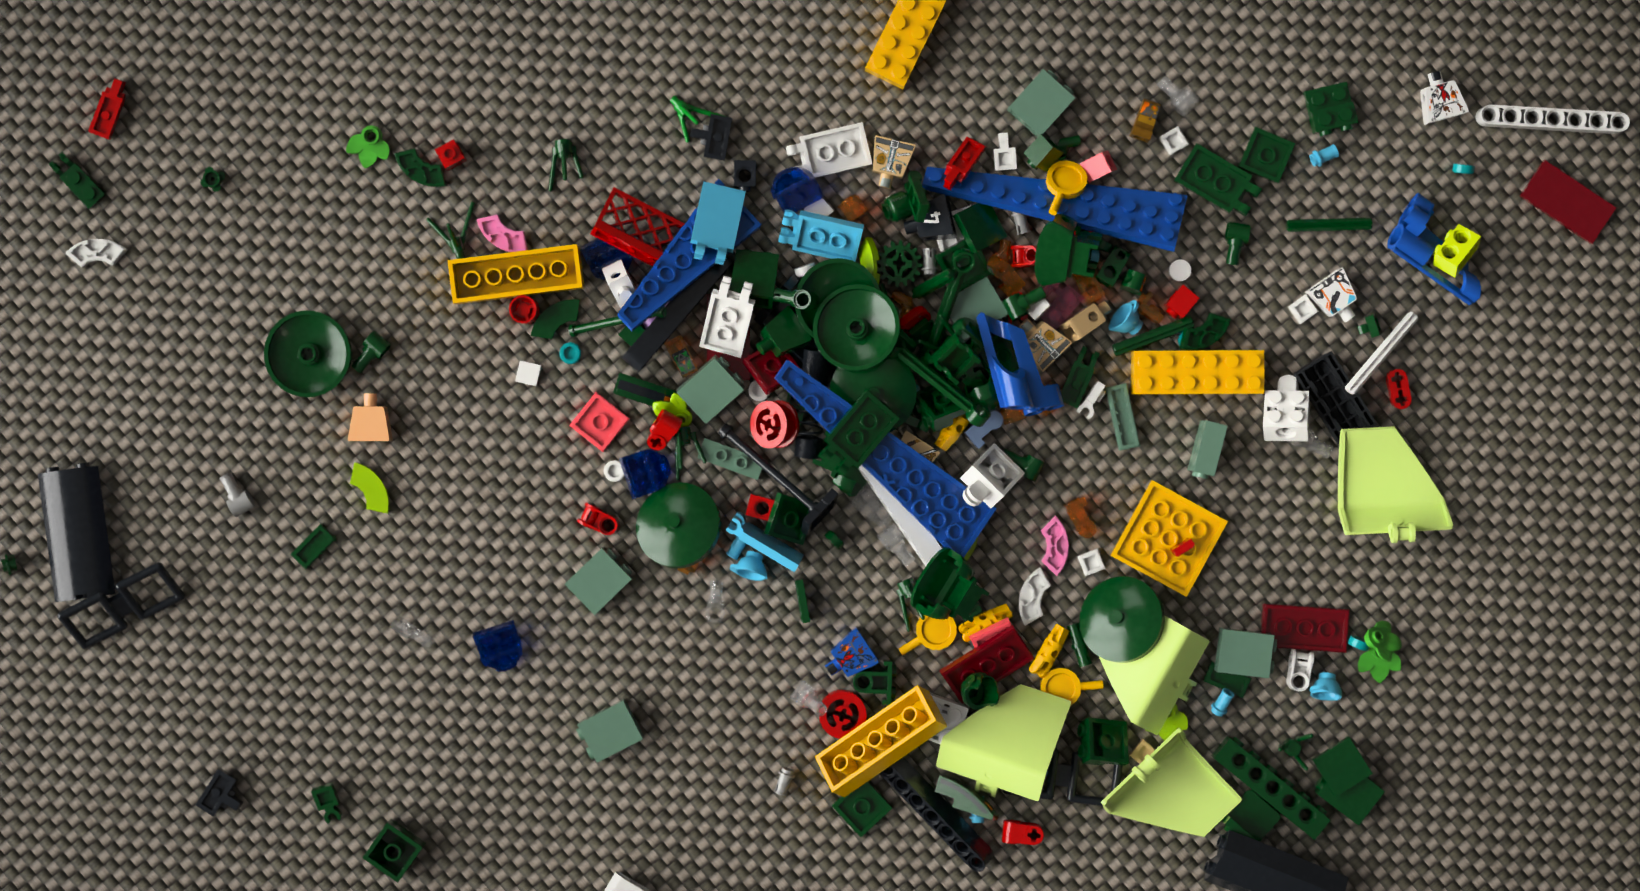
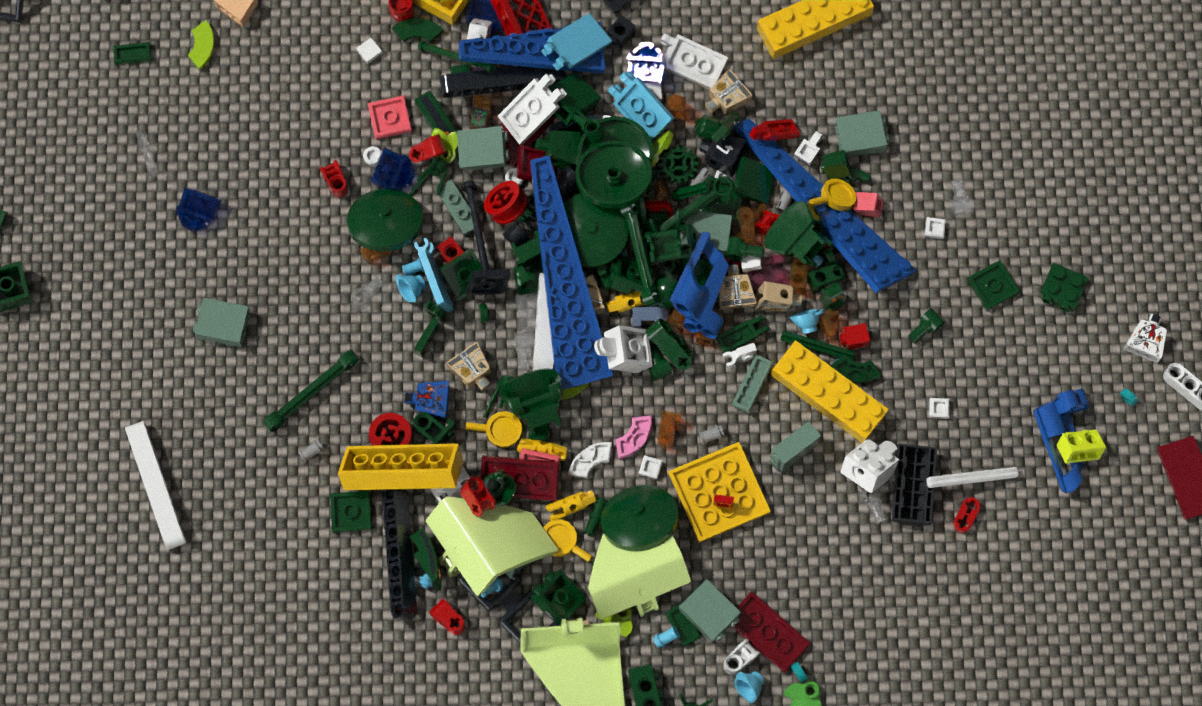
camera: 45 degrees right, 15 degrees down
(570, 353) = (408, 59): teal tile -> none
(599, 580) = (301, 217): sand green brick -> none
(739, 730) = (344, 363): none -> dark green piece
(786, 574) = (434, 310): none -> dark green plate
(806, 697) = (375, 403): clear pin -> none
(858, 432) = (558, 242): dark green tile -> none
(864, 597) = (471, 367): none -> torso
(974, 717) = (477, 497): none -> red piece
(1025, 440) = (670, 344): none -> dark green piece
(1122, 491) = (712, 434): none -> light grey pin
(1145, 121) = (924, 199): pearl gold leg -> none
(1179, 270) = (871, 316): white tile -> none
(1216, 180) = (944, 276): dark green tile -> none
(1323, 155) = (1033, 314): medium azure pin -> none
(1329, 224) = (1002, 364): dark green axle -> none
(1334, 295) = (968, 413): white torso -> none
(1372, 325) = (979, 455): dark green tile -> none
(1383, 640) = (818, 681): bright green plate -> none
(1386, 487) = (906, 570): yellowish green panel -> none

